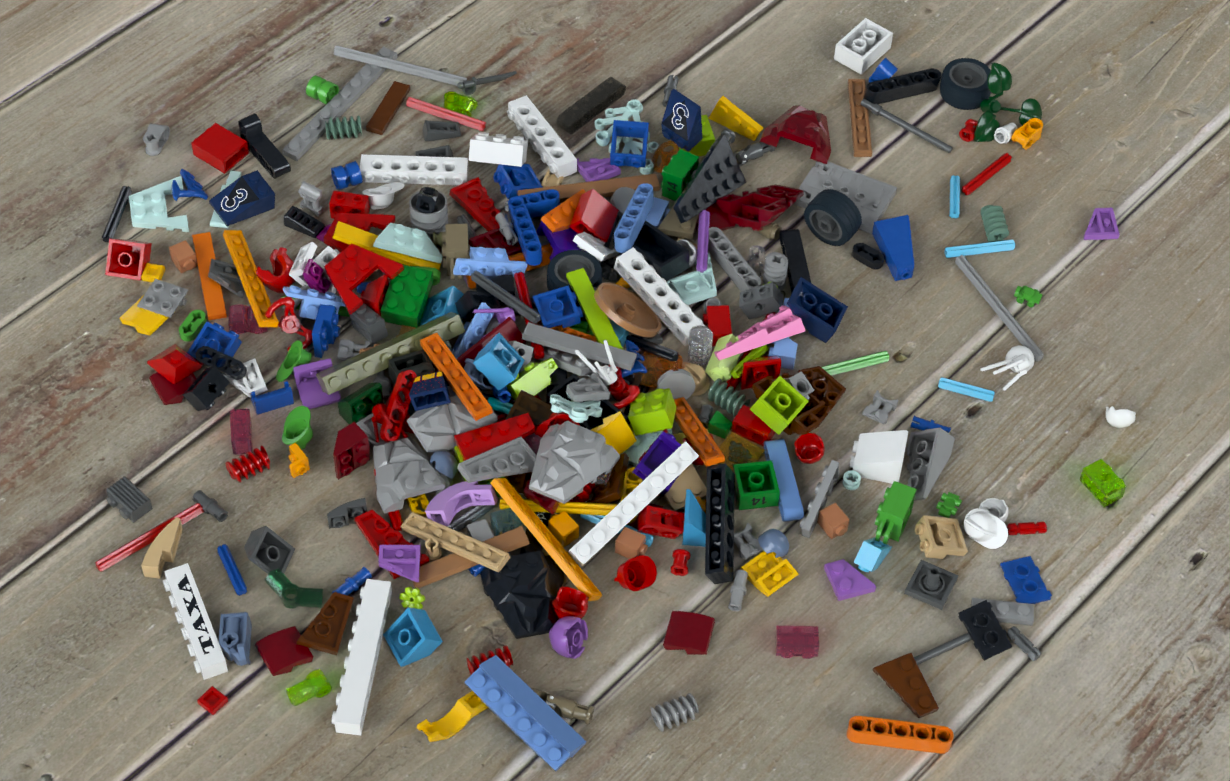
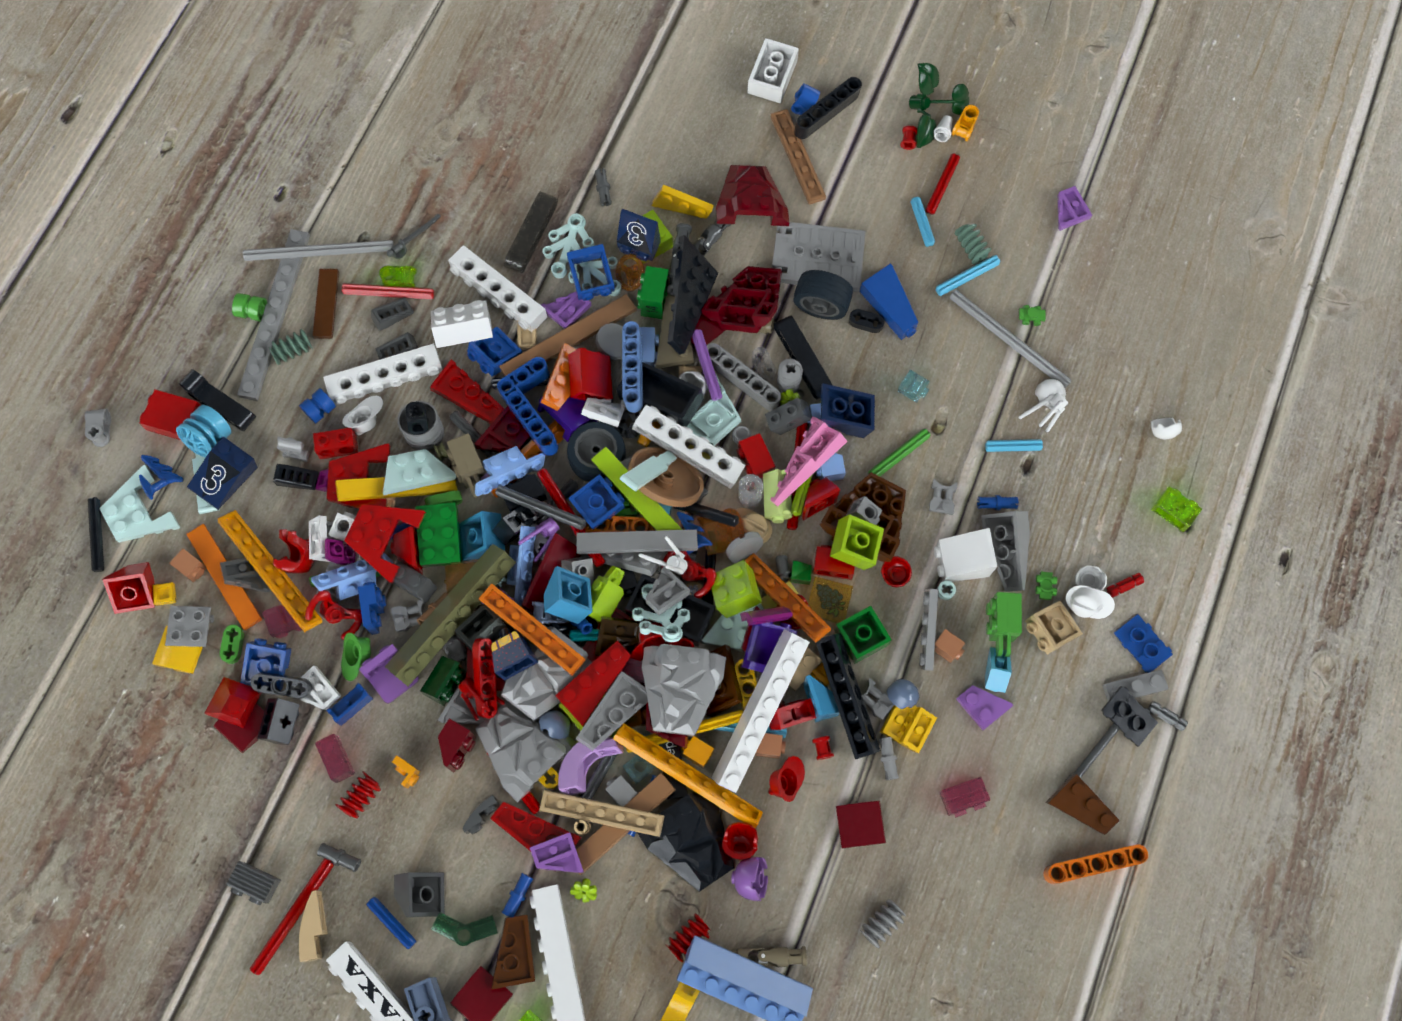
camera: 20 degrees left, 20 degrees up
(242, 160) = (203, 430): none -> medium azure wheel
(297, 427) = (390, 734): bright green piece -> none
(412, 636) = (601, 934): dark azure slope -> none
(506, 228) = (506, 417): light grey pin -> none
(613, 294) = (648, 470): none -> light aqua piece
(616, 432) = (711, 633): yellow slope -> none
(678, 430) = (766, 615): none -> magenta slope
(726, 398) = (797, 540): sand green piece -> none
(789, 498) = (872, 595): medium blue beam -> none
(877, 110) = (813, 143): dark grey bar -> none
(889, 315) = (914, 386): none -> clear light blue brick
(931, 584) = (1062, 683): dark grey plate -> none
(965, 83) = (888, 84): black wheel -> none

